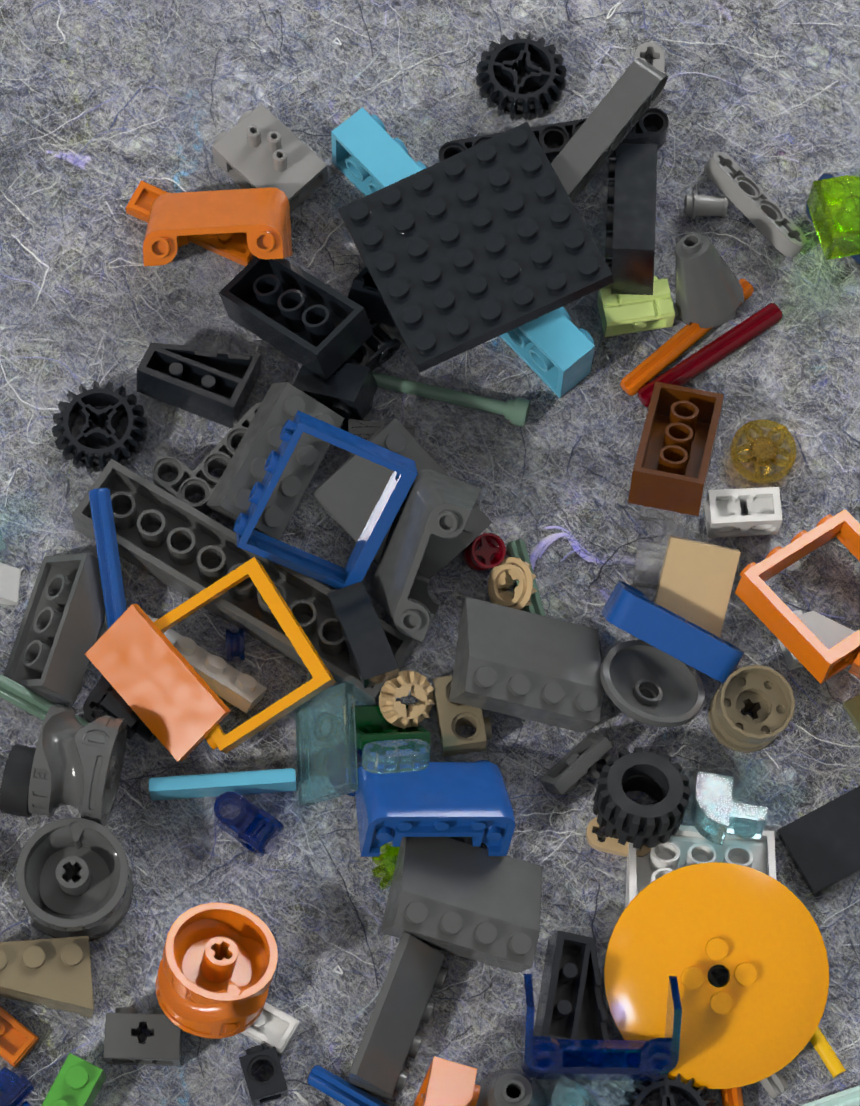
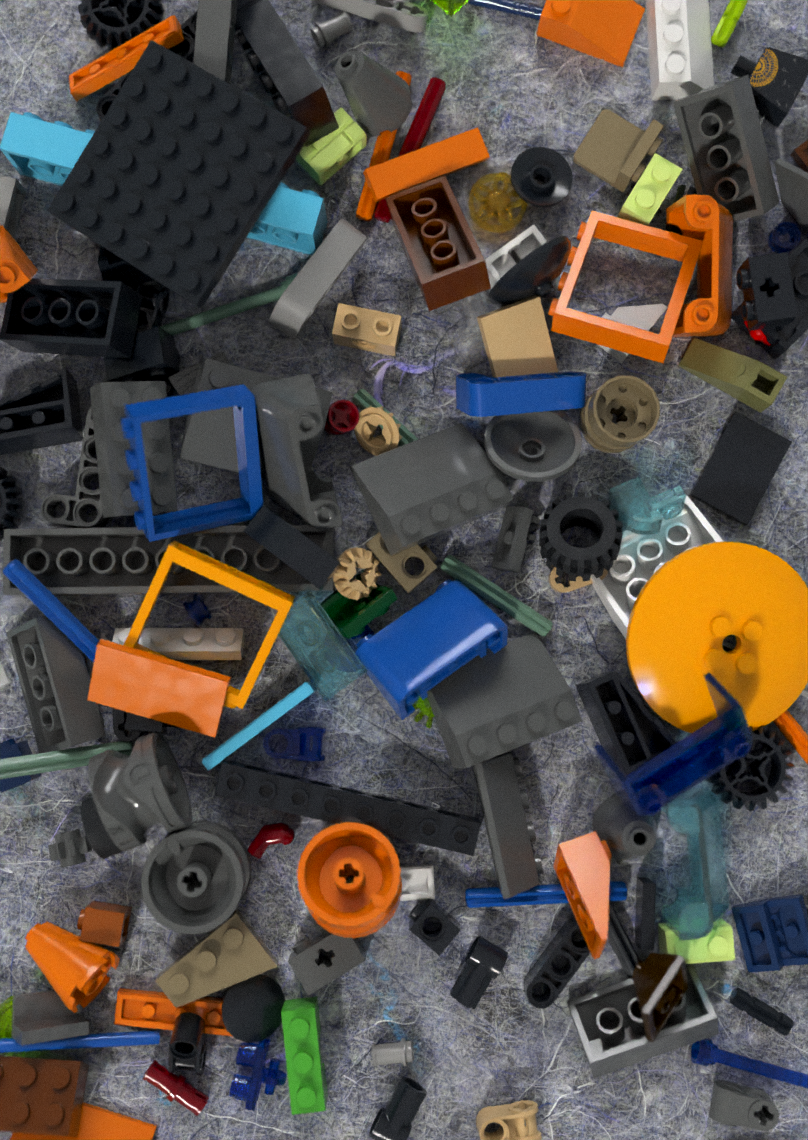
camera: 30 degrees left, 15 degrees up
(41, 1040) = (253, 1008): none -> black dish
(164, 893) = (270, 834): none -> dark red arm
(230, 883) = (344, 804): none -> black brick
(396, 756) = (379, 627): clear light blue beam -> none
(494, 119) = (123, 58): none -> orange tile
(527, 809) = (496, 595): none -> sand green axle
(544, 414) = (316, 279): none -> light grey beam
(562, 489) = (366, 329): none -> tan brick
(716, 375) = (426, 164): none -> orange tile
(748, 527) = (533, 273): none -> black dish
(826, 441) = (546, 166): none -> black dish

